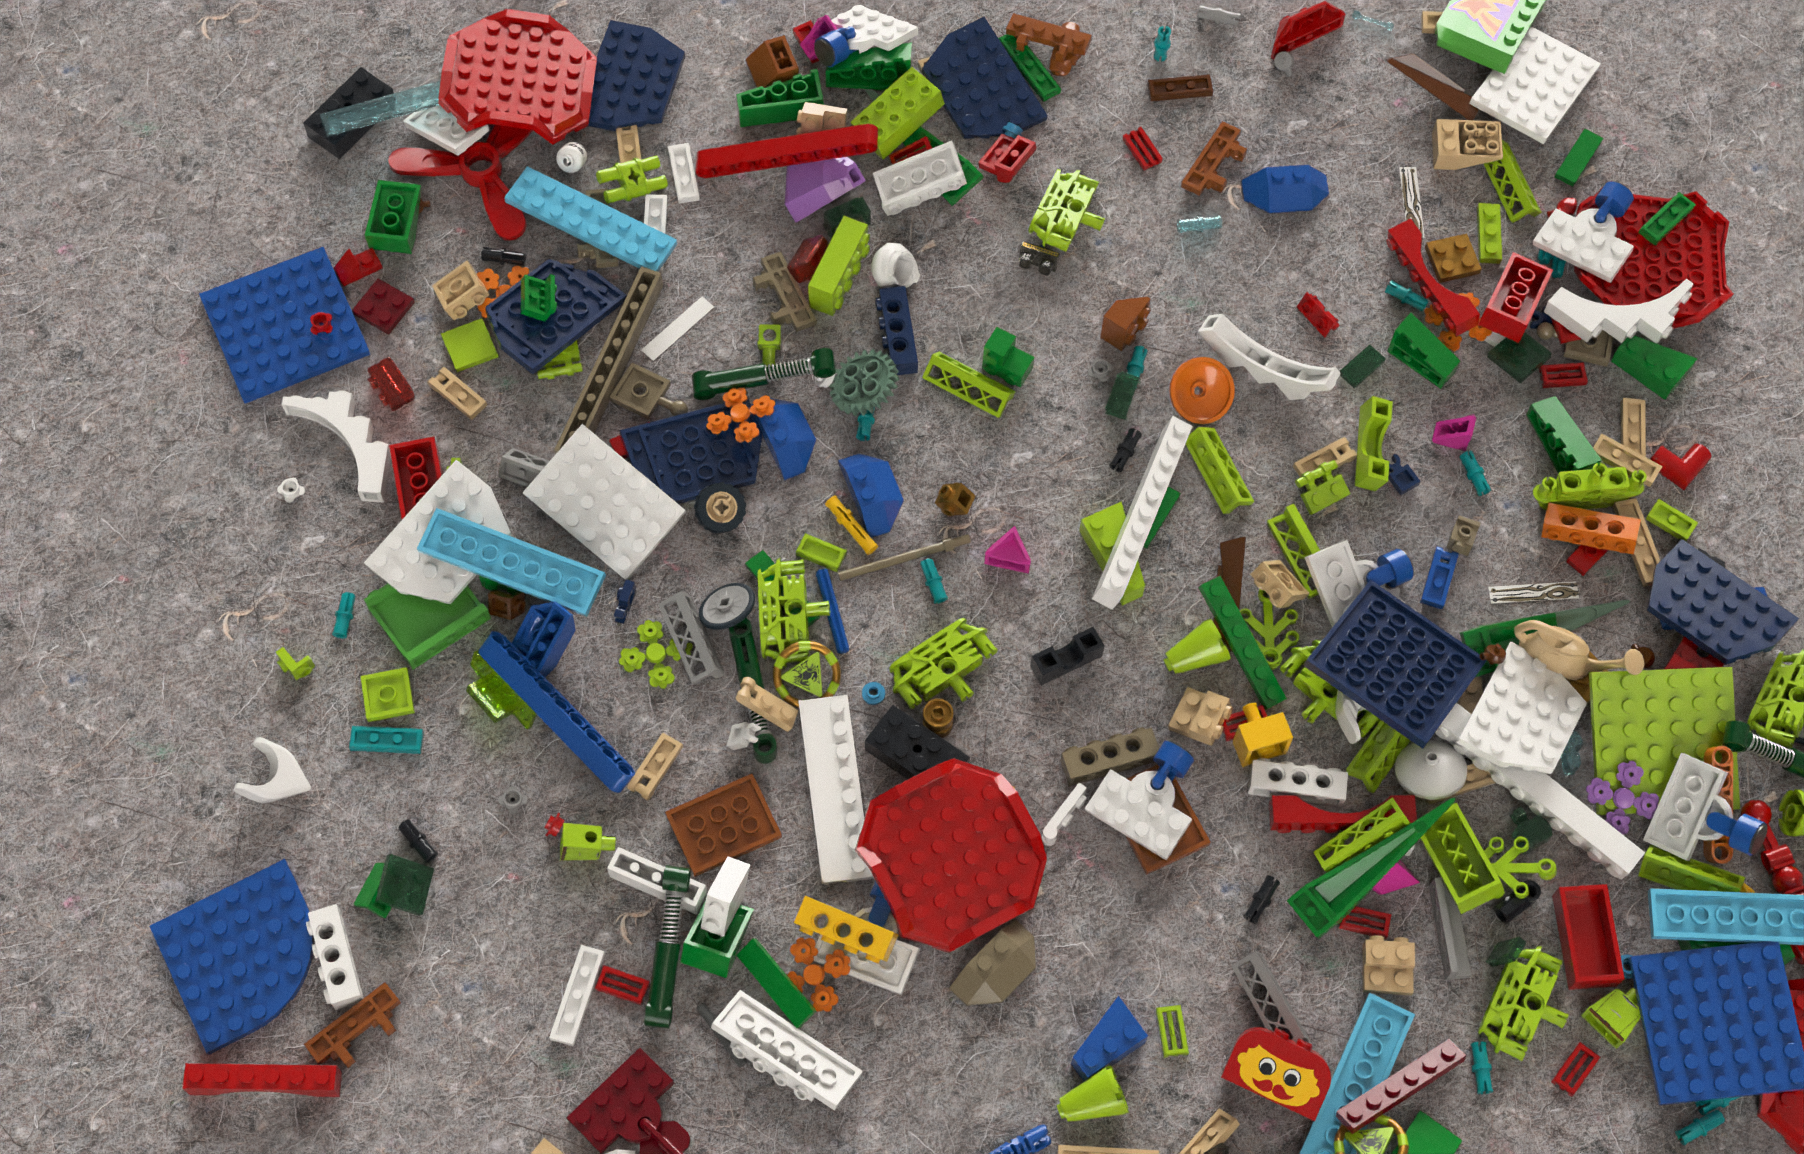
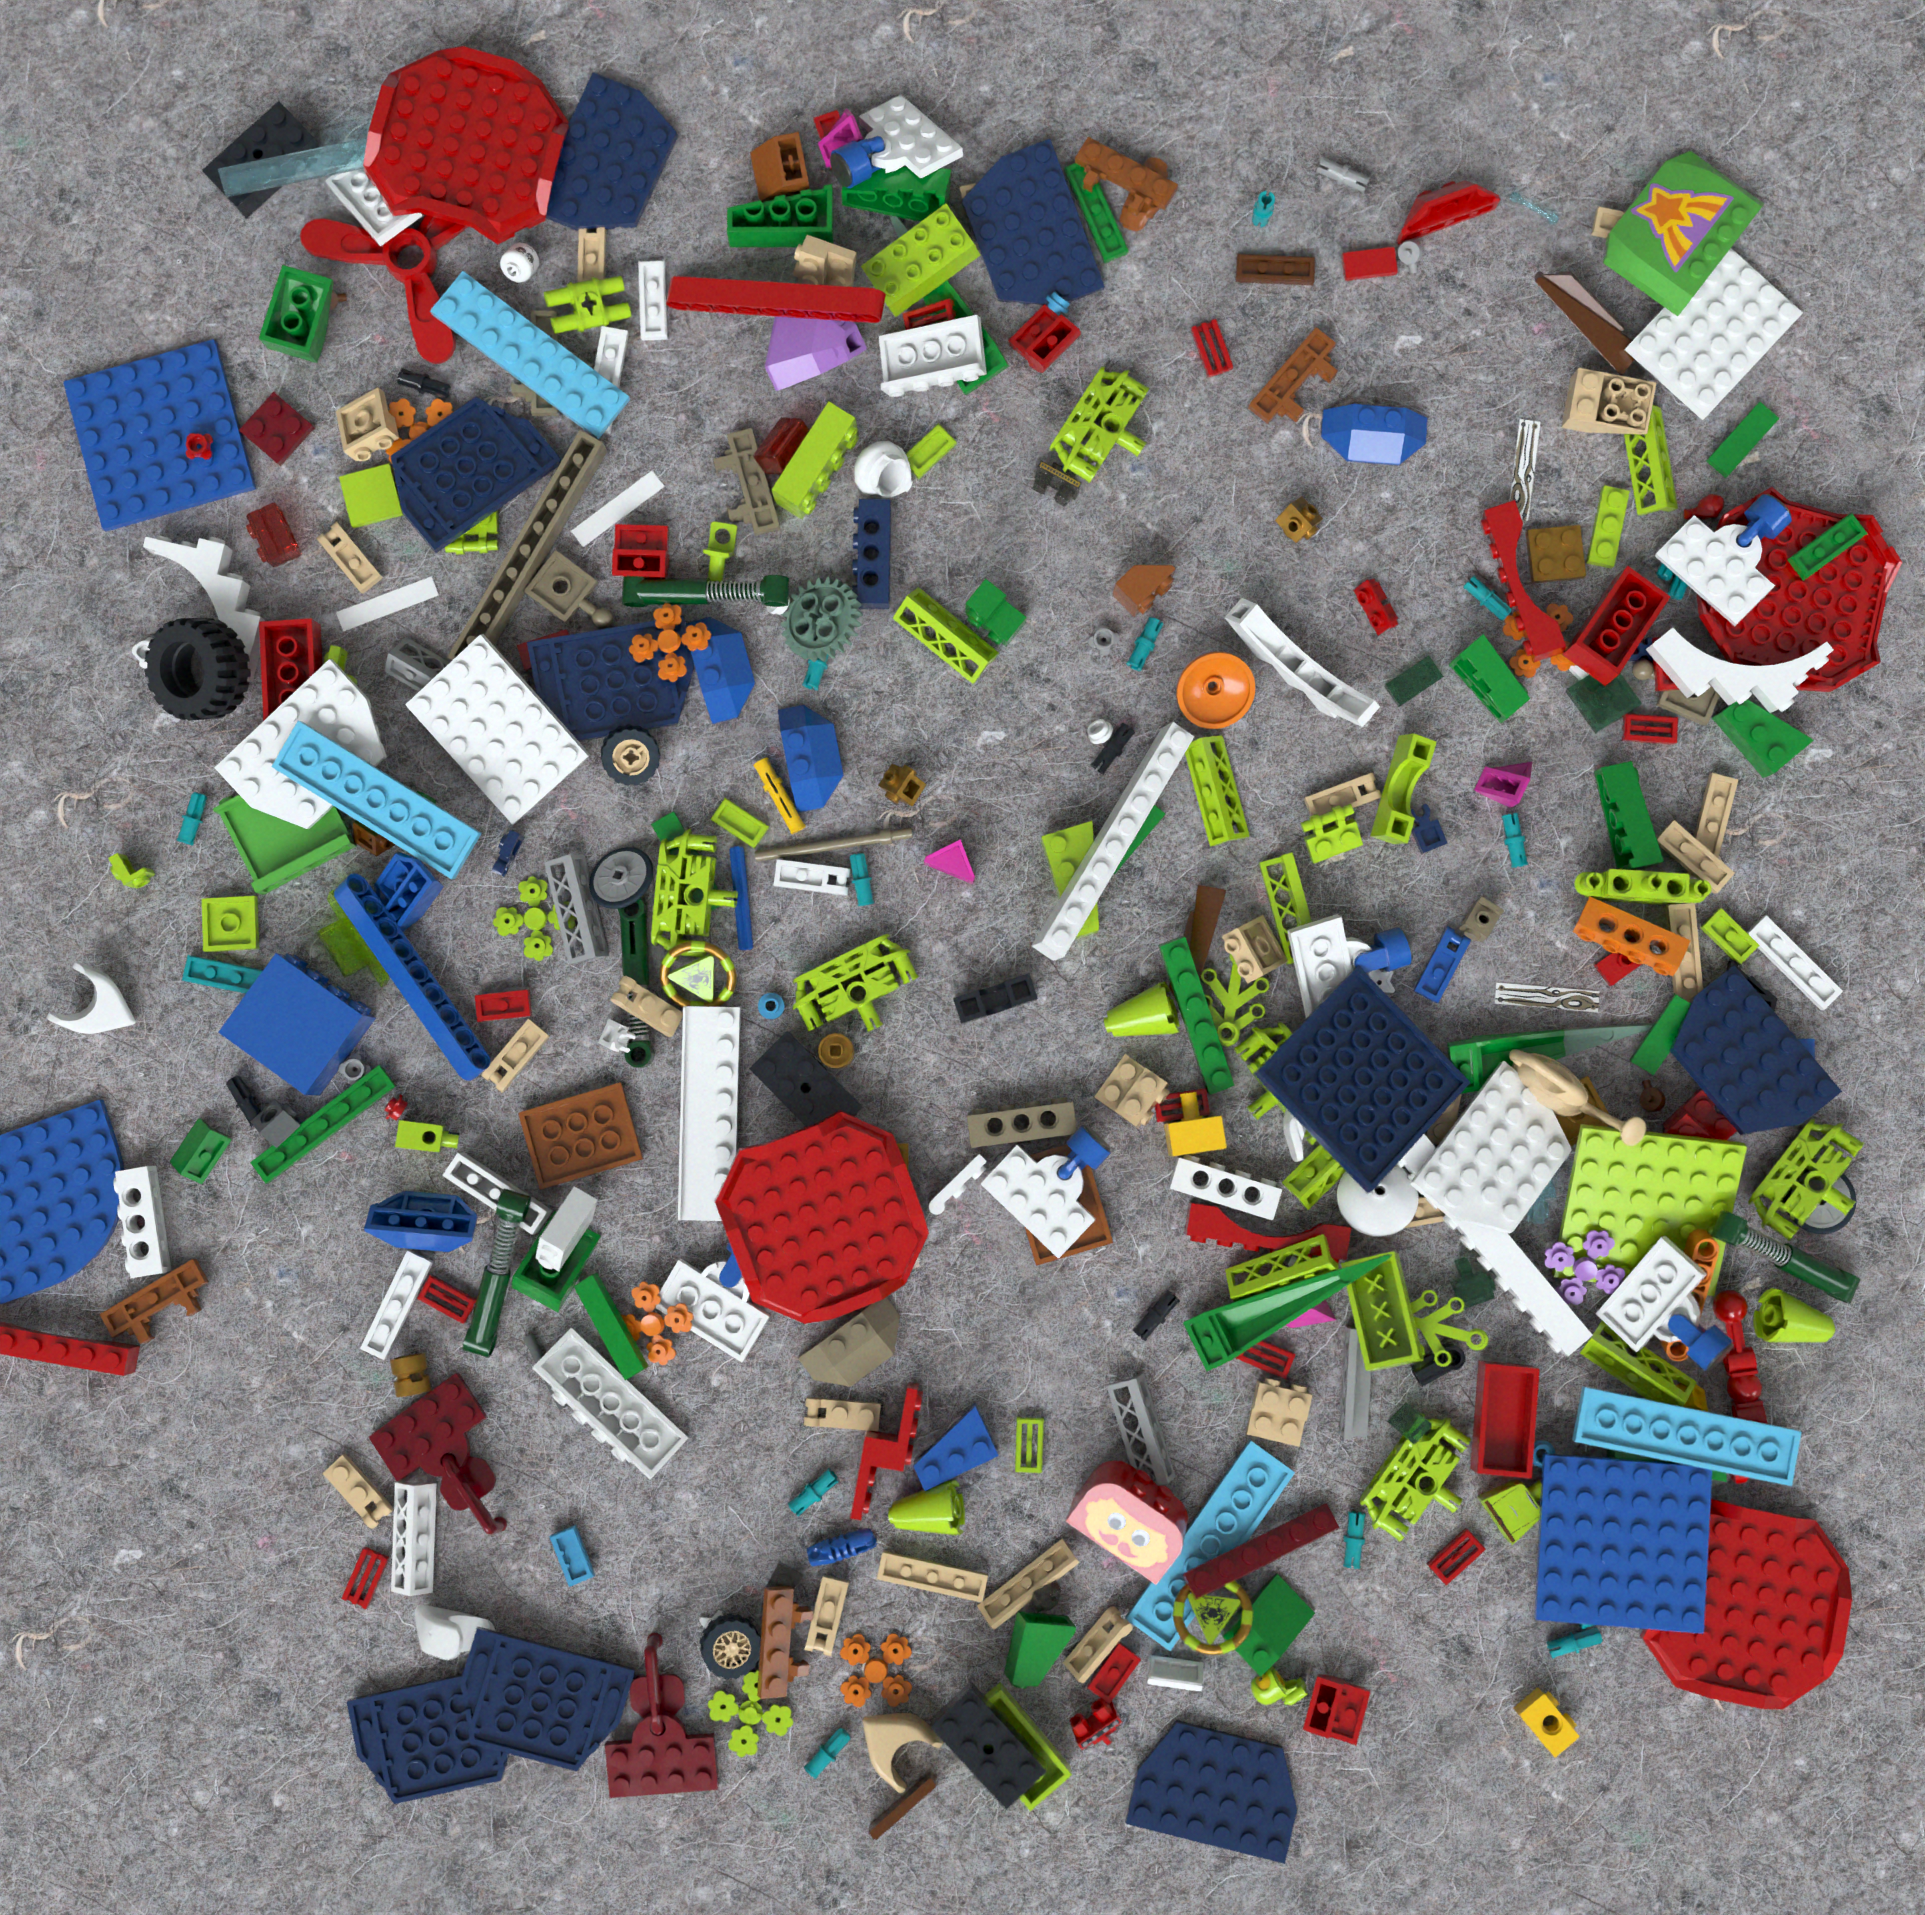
camera: 15 degrees right, 20 degrees up
(316, 482) = (171, 668): none -> black tyre
(352, 268) = (252, 371): red slope -> none
(404, 885) = (224, 1153): clear green plate -> none
(449, 851) = (276, 1122): none -> dark grey brick
(460, 763) = (297, 1023): none -> blue brick
(490, 849) = (324, 1124): none -> green plate
(492, 425) = (387, 603): none -> white sticker
(538, 297) = (452, 454): green bracket -> none
(593, 917) = (422, 1221): none -> blue wedge
(599, 1054) = (406, 1365): none -> pearl gold wheel
(638, 726) = (503, 1005): none -> red plate
(703, 352) = (641, 551): none -> red brick
(812, 910) = (706, 1286): yellow brick -> none
(853, 209) = (836, 391): clear green window -> none
(890, 585) = (811, 877): none -> white plate
(930, 250) = (930, 450): none -> lime tile
(985, 1102) = (813, 1492): none -> teal pin
(999, 1030) = (843, 1414): none -> tan plate
(1046, 1048) = (886, 1451): none -> red bracket
(1112, 437) = (1099, 731): none -> white plate
(1122, 395) = (1120, 683): clear green window -> none
(1199, 223) = (1259, 463): clear light blue pin -> none
(1241, 258) = (1299, 520): none -> pearl gold brick
(1253, 74) = (1369, 263): none -> red tile
(1493, 654) = (1479, 1077): reddish brown piece -> none
(1635, 609) = (1661, 1035): none -> green tile
(1685, 469) = (1759, 873): red brick -> none
(1731, 534) = (1794, 963): none -> white plate

